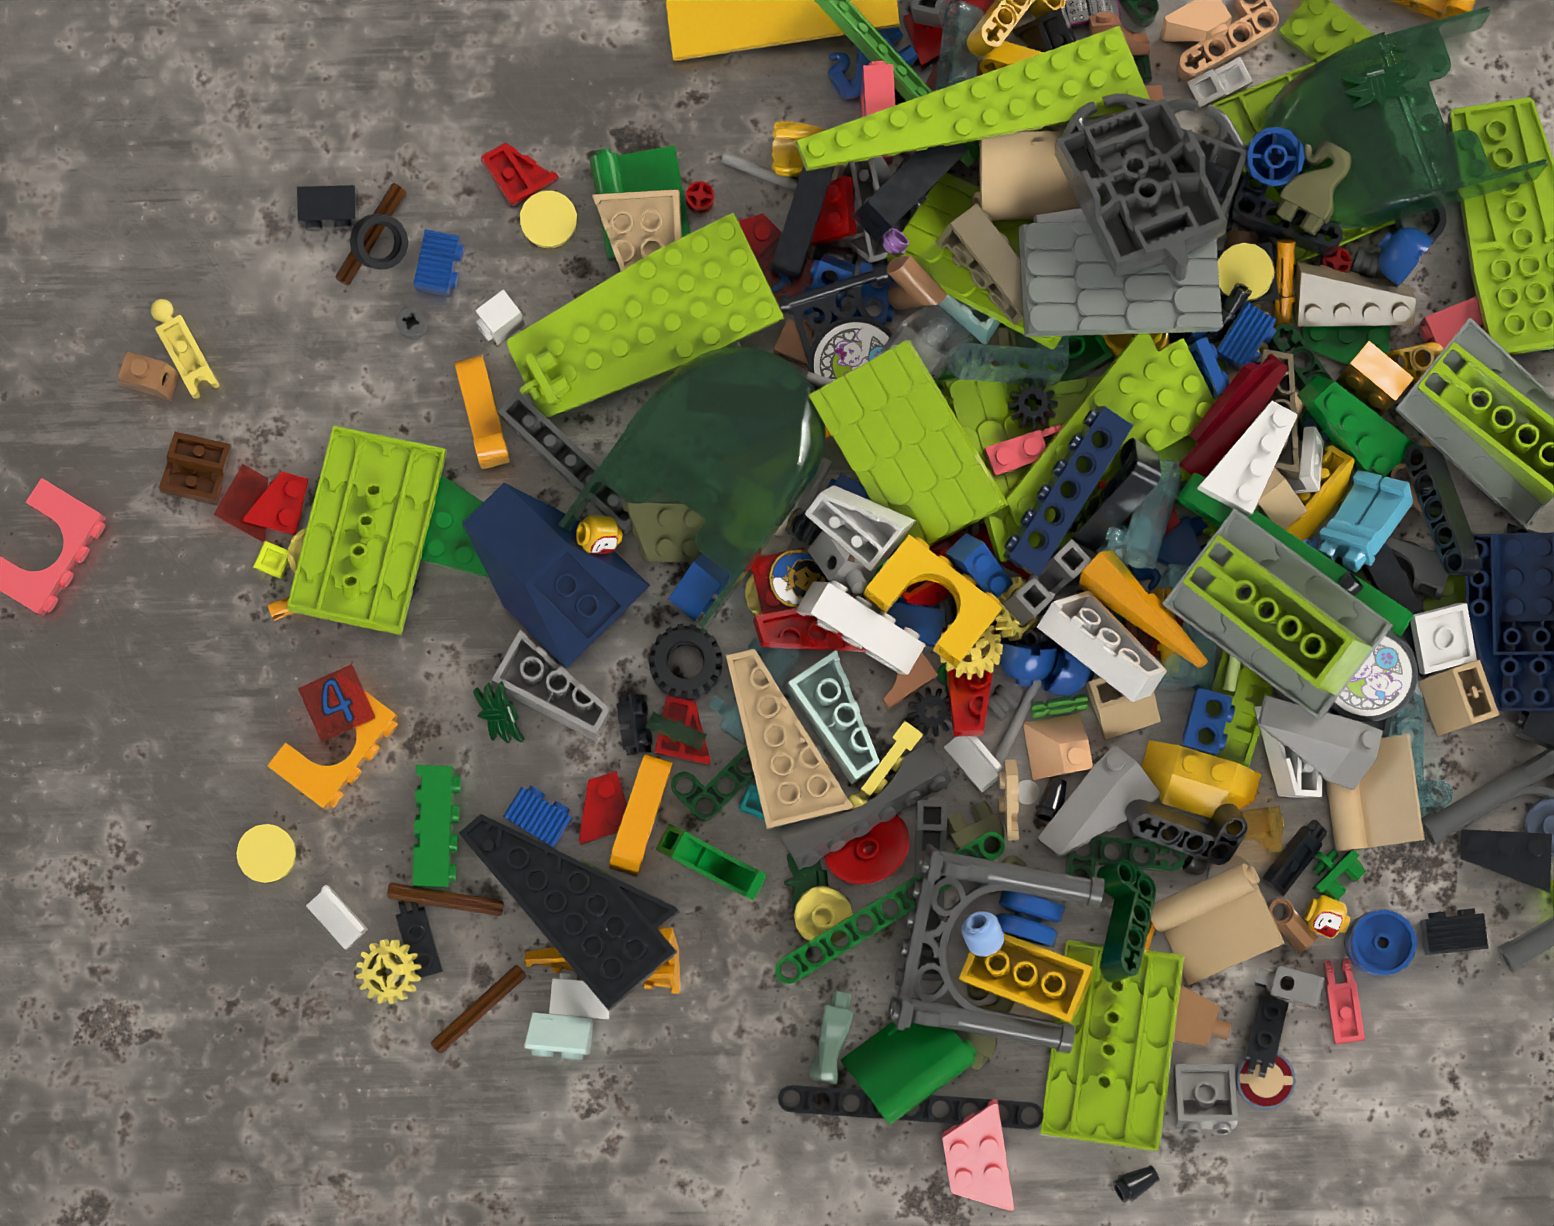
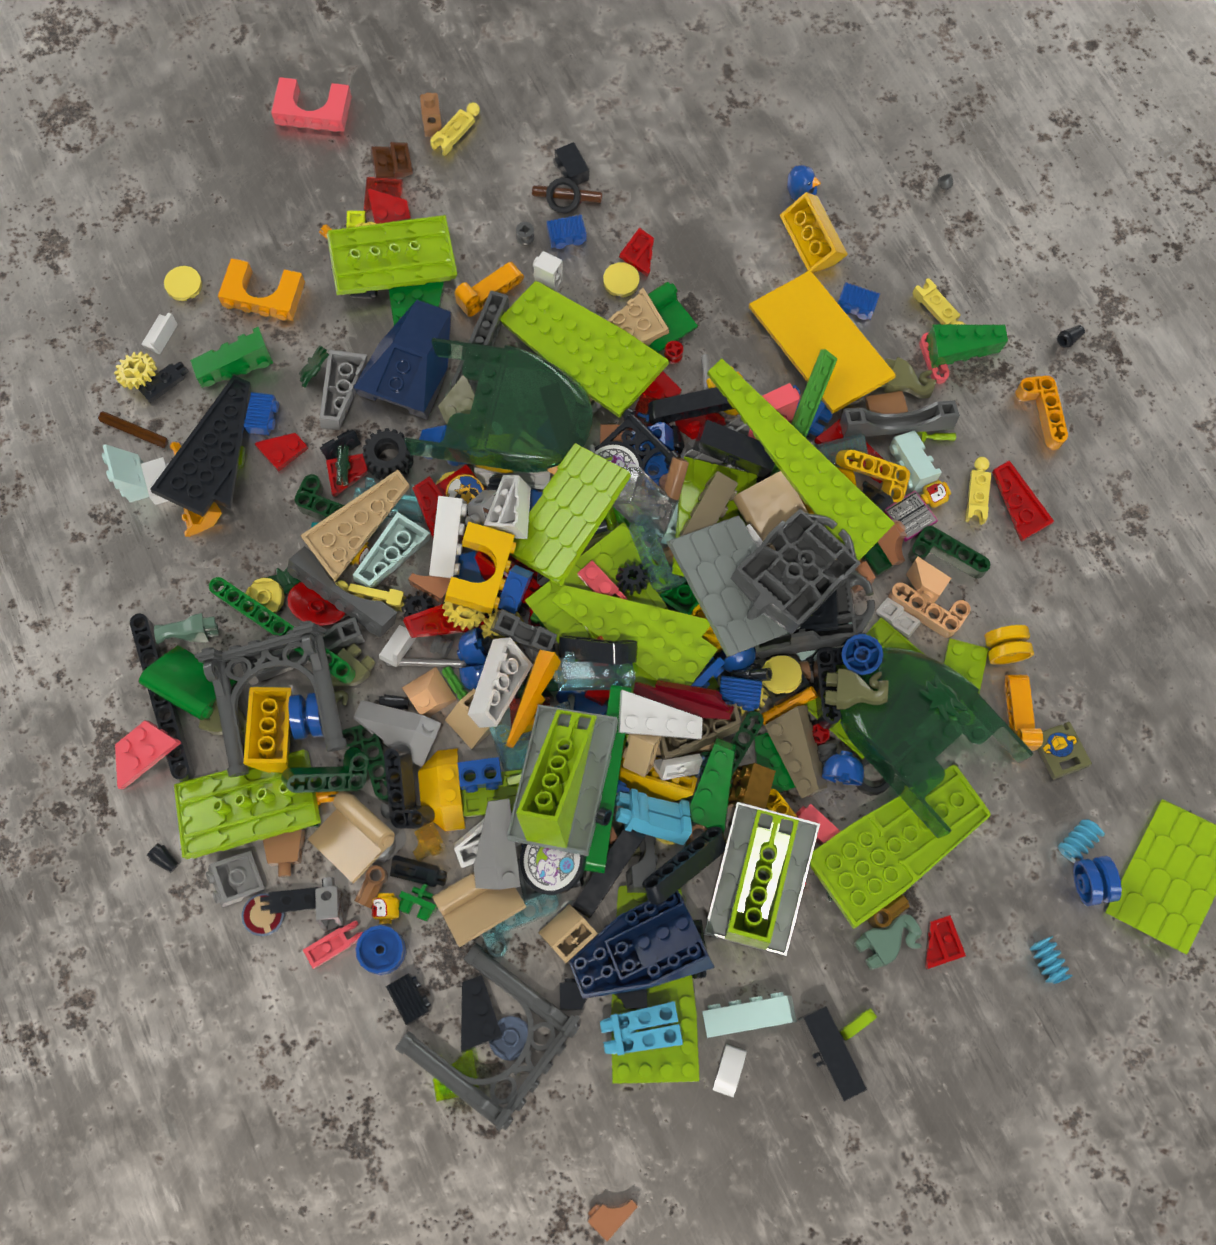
camera: 65 degrees right, 10 degrees down
(337, 703) = (281, 277): clear red tile -> none
(445, 899) = (191, 384): reddish brown axle -> none
(552, 389) = (518, 302): lime hips -> none
(599, 534) = (441, 371): yellow head -> none
(640, 815) = (282, 465): light orange beam -> none
(710, 862) = (269, 520): green arch -> none
(895, 242) = (694, 455): medium lavender plate -> none
(982, 934) = (280, 685): light blue head -> none
(1009, 802) = (378, 674): tan wing -> none
(1028, 792) = (393, 688): white sticker -> none
(1113, 431) = (532, 614): dark blue brick -> none
(1443, 638) = (601, 902): white plate -> none

